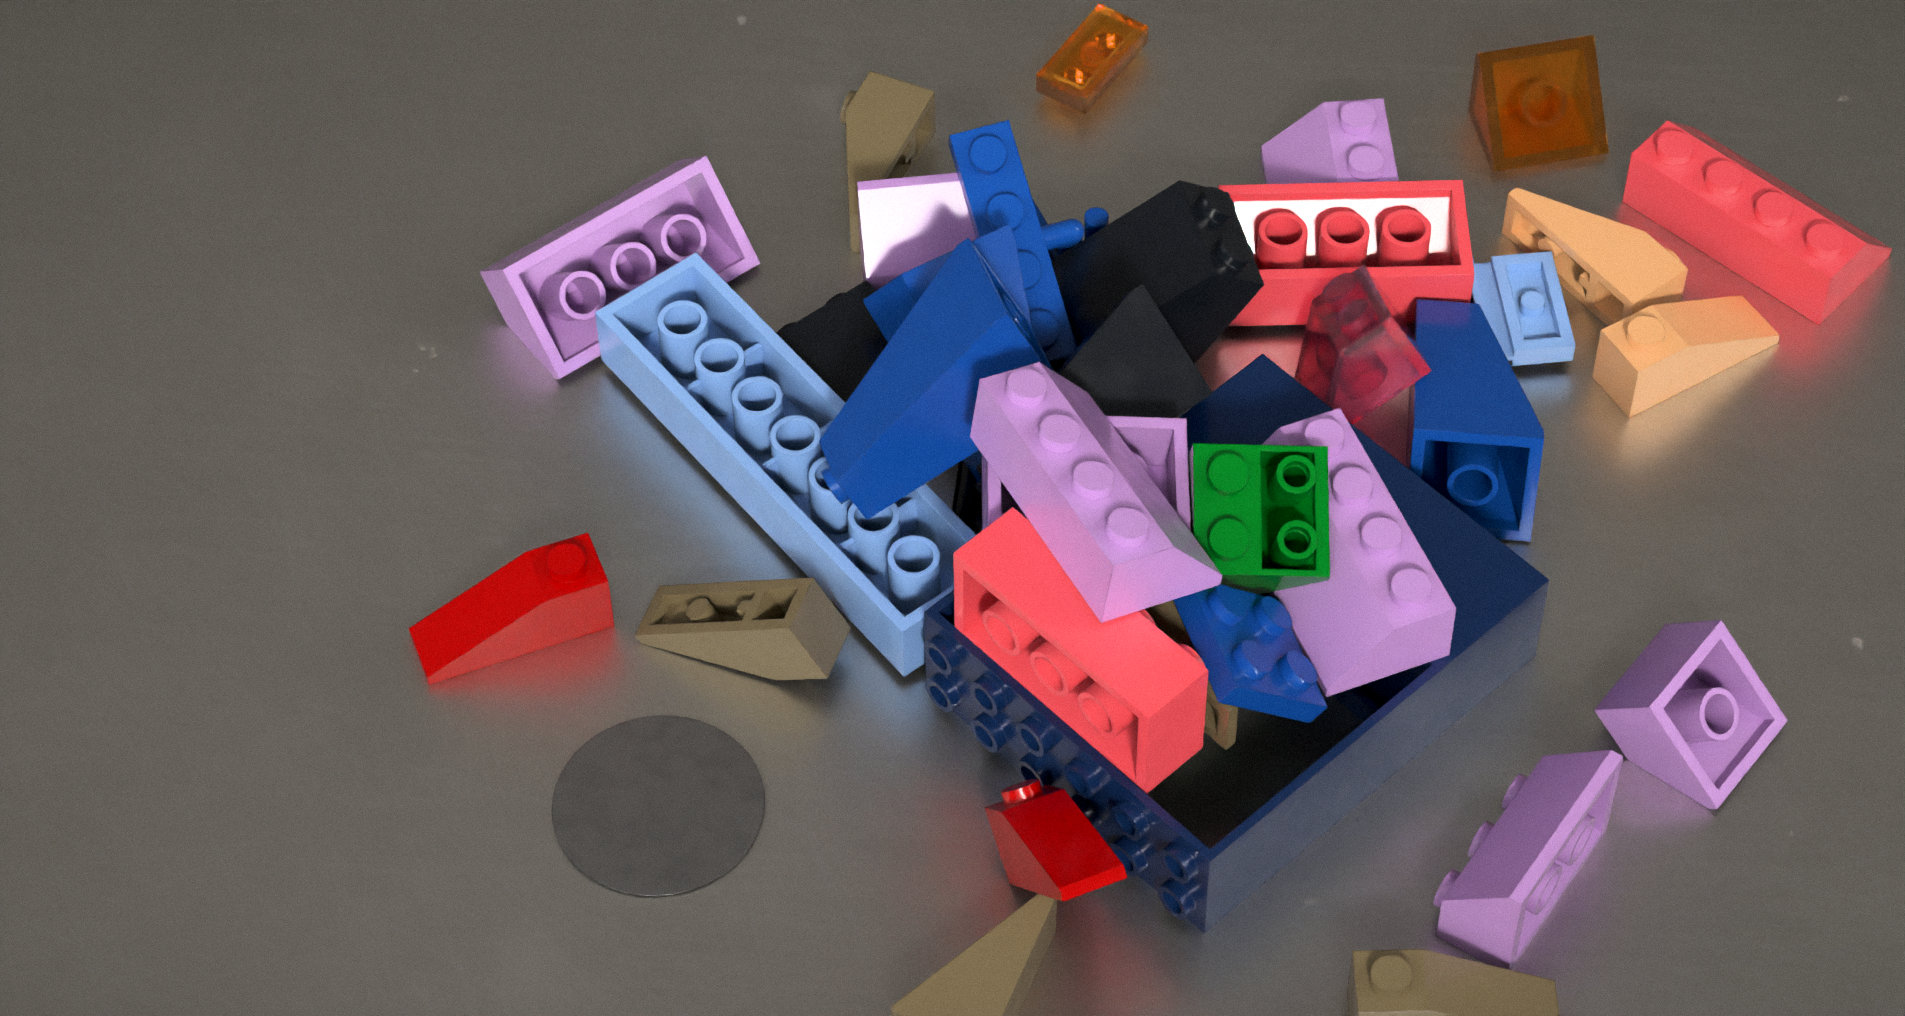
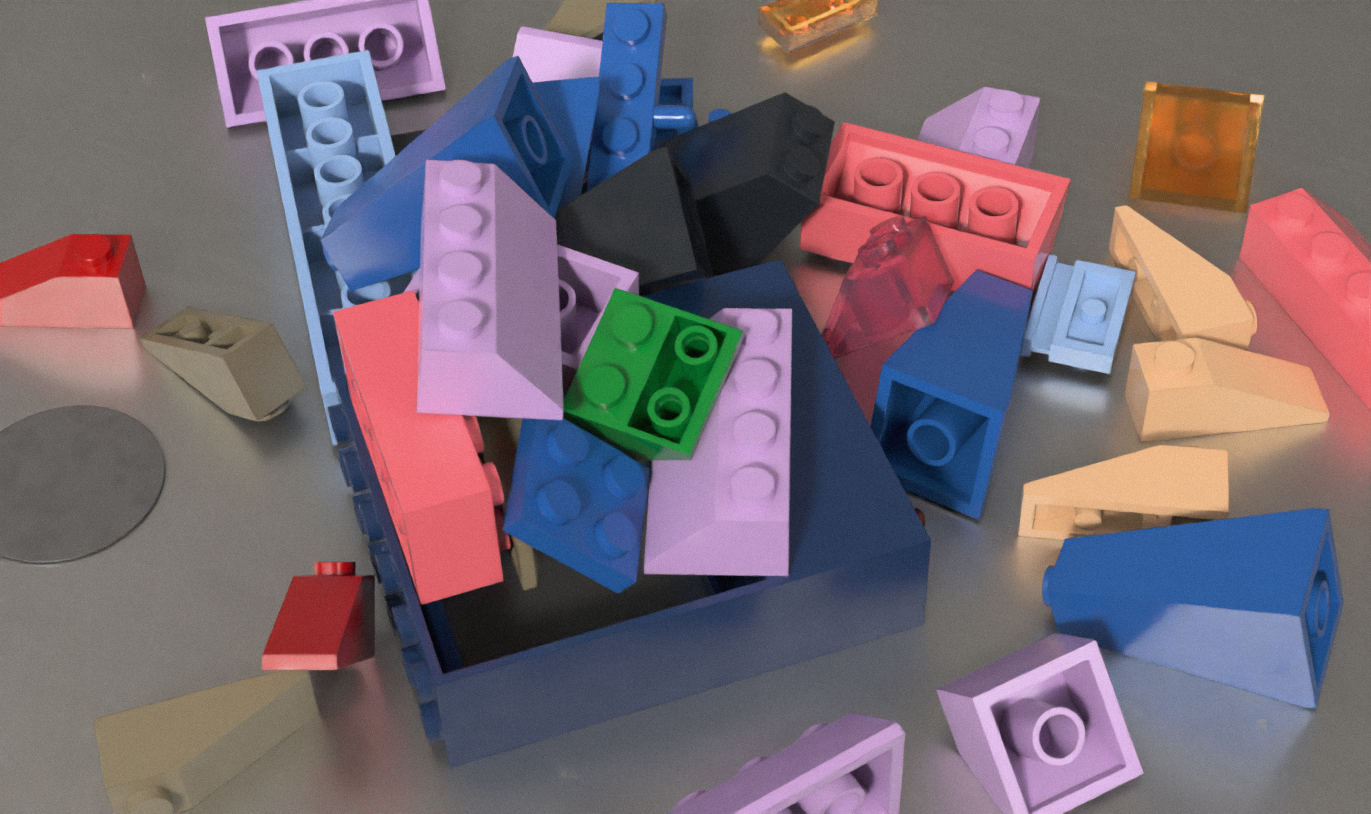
camera: 25 degrees right, 5 degrees down
(1674, 473) = (1128, 494): none -> light nougat slope
(1771, 549) = (1214, 599): none -> blue slope

